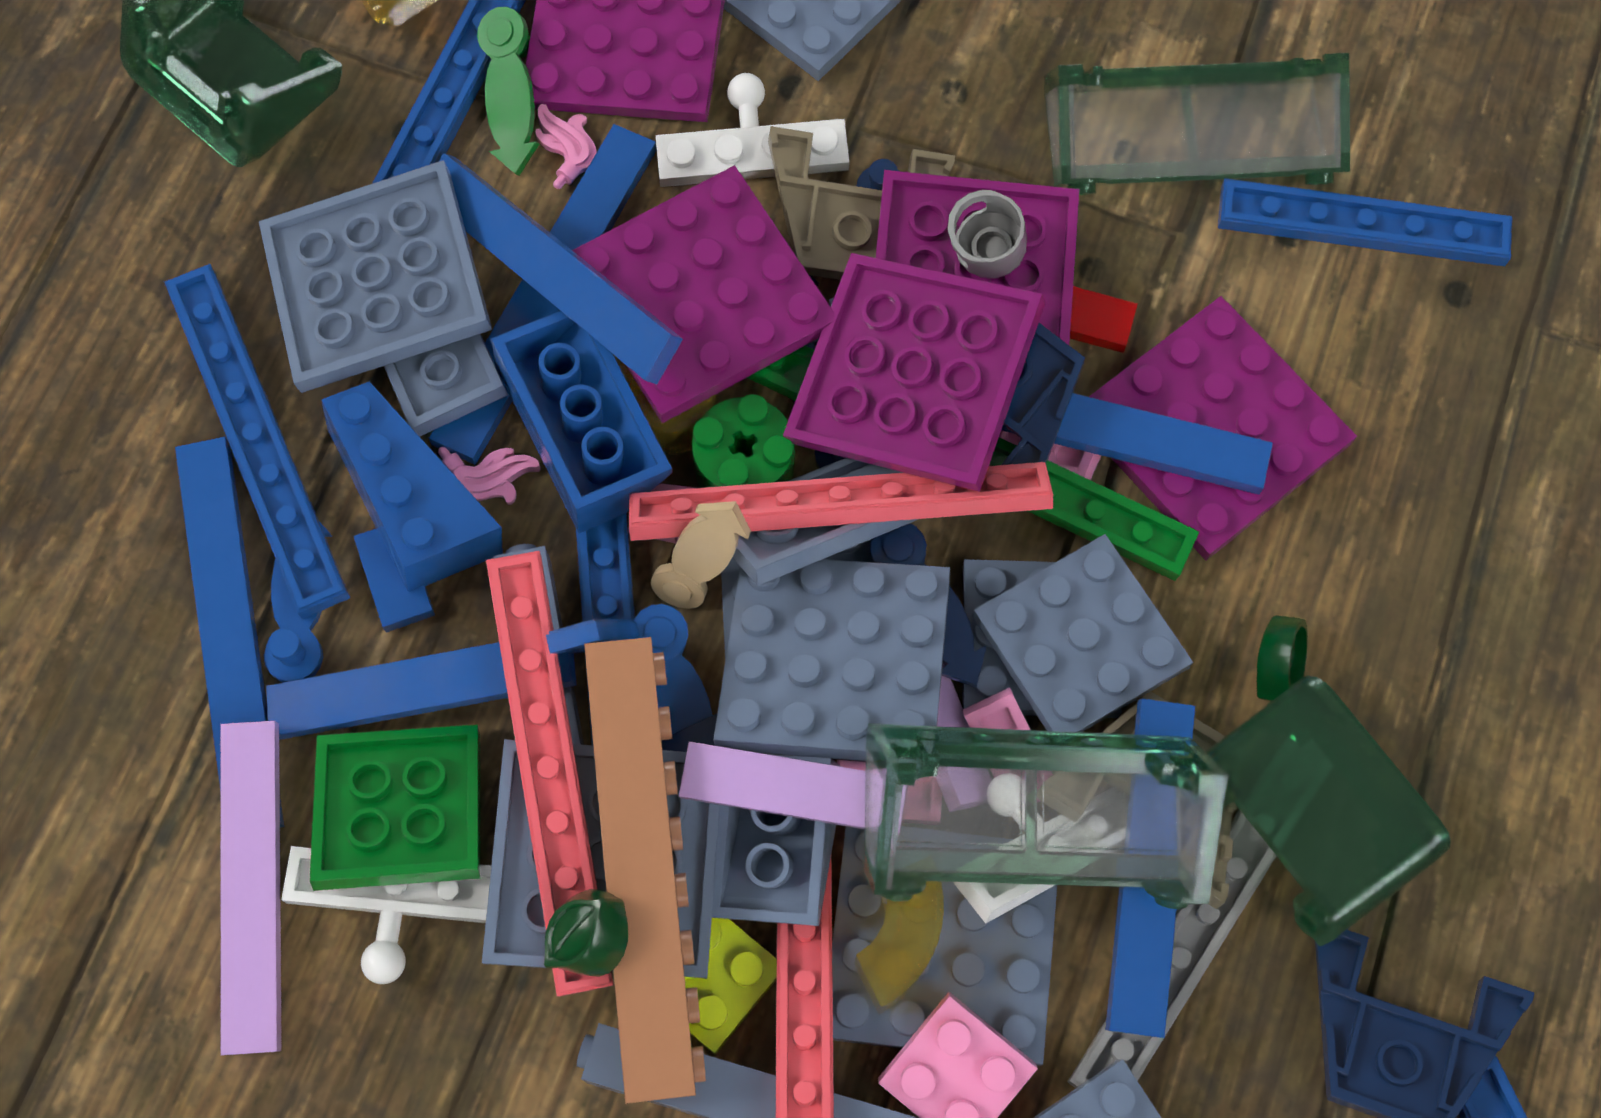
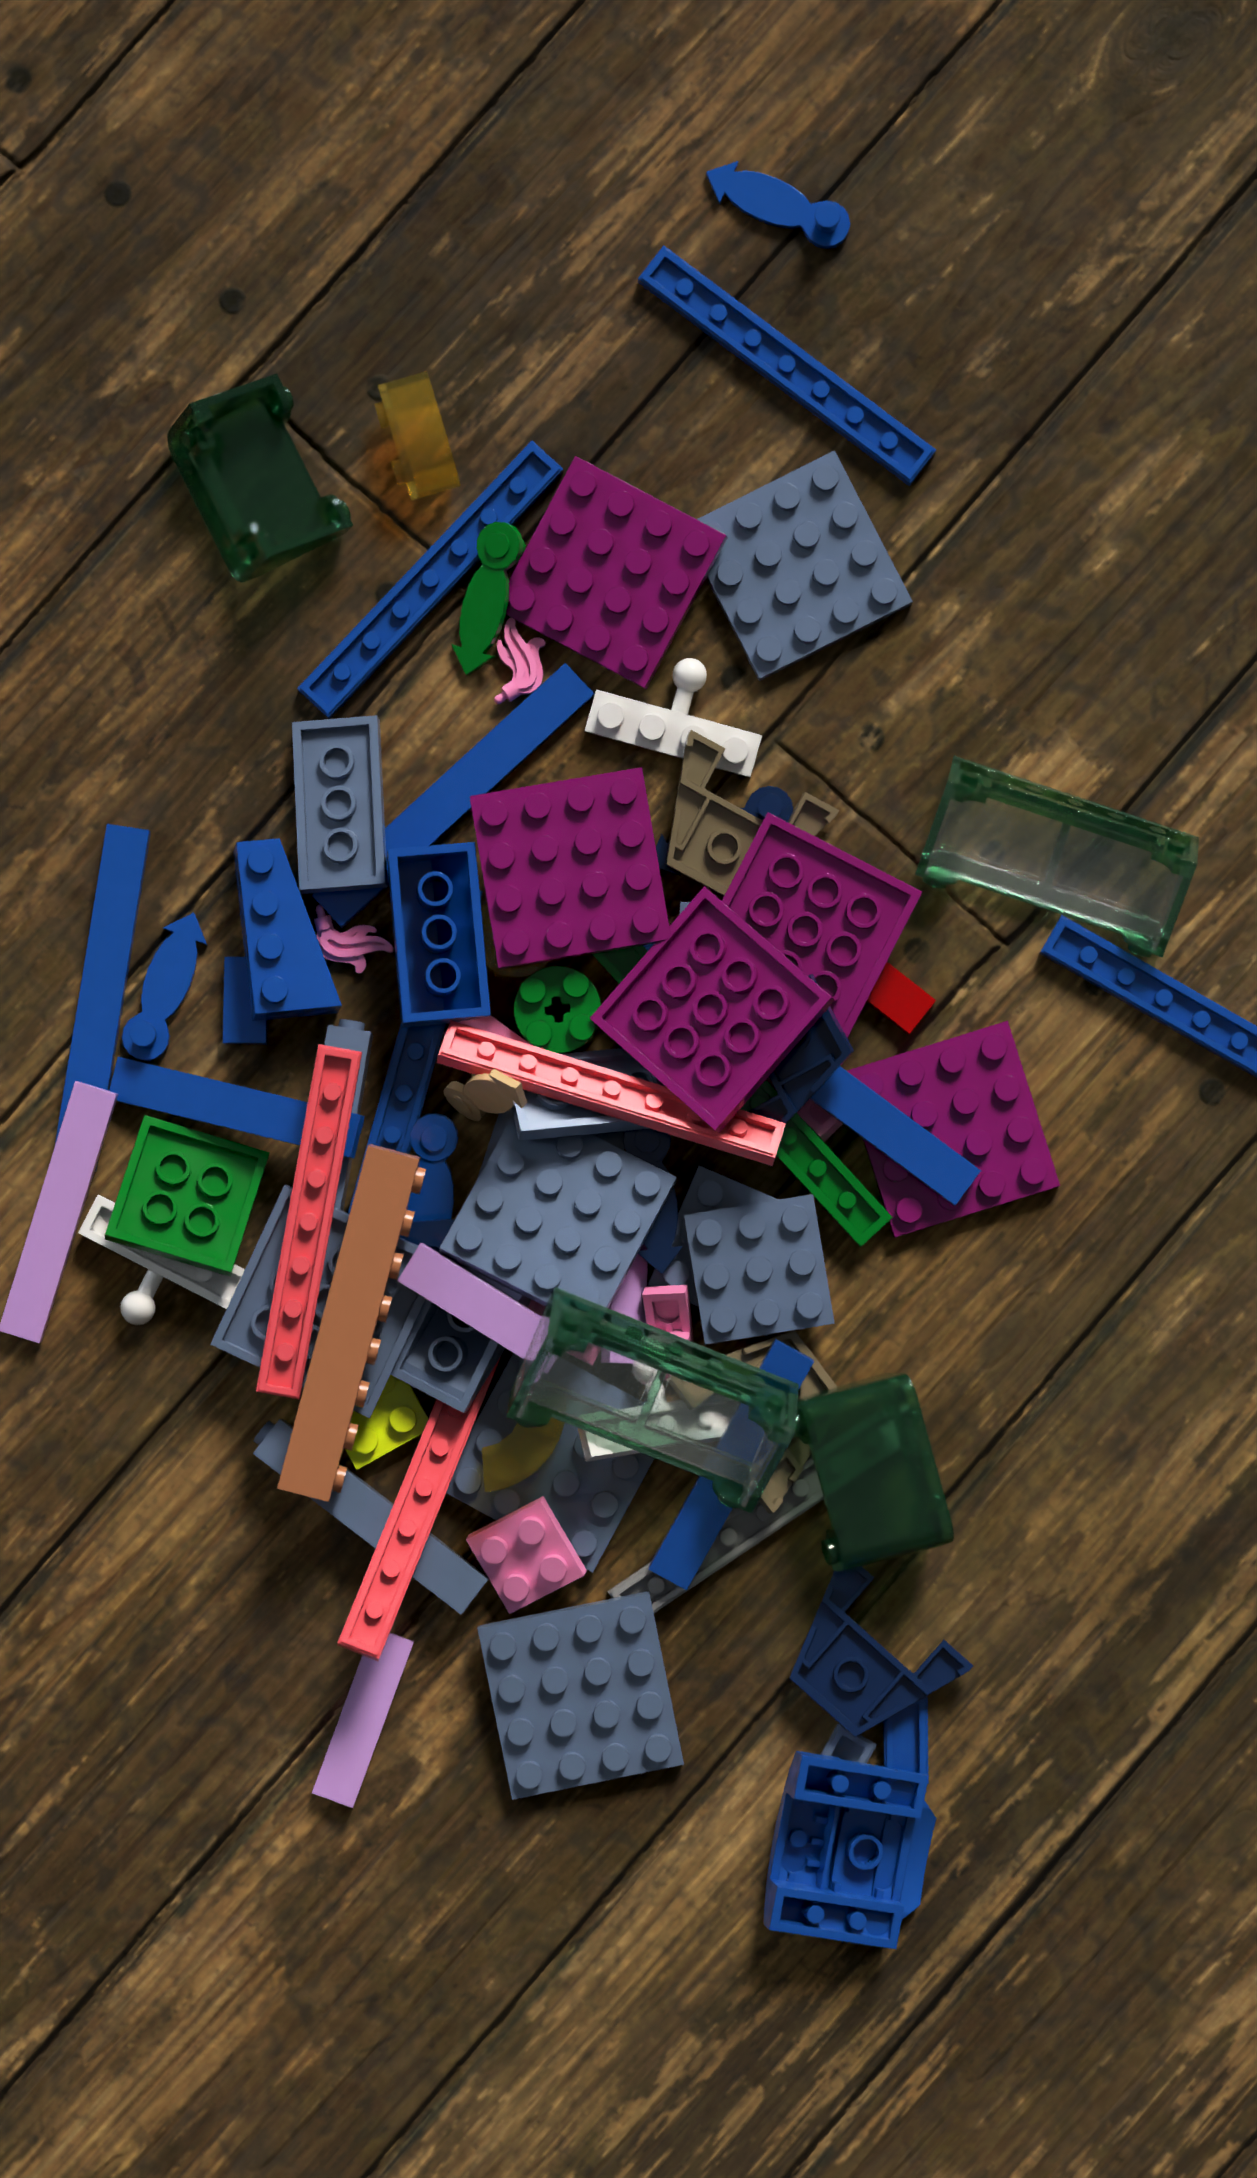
camera: 20 degrees right, 15 degrees up
(257, 442) = (173, 837): blue tile -> none
(373, 276) = (314, 740): sand blue plate -> none
(563, 276) = (455, 799): blue tile -> none
(573, 637) = (379, 1130): blue tile -> none
(587, 934) = (293, 1360): dark green hat -> none
(990, 239) = (821, 911): light grey helmet -> none
(1281, 656) = (910, 1344): dark green hat -> none

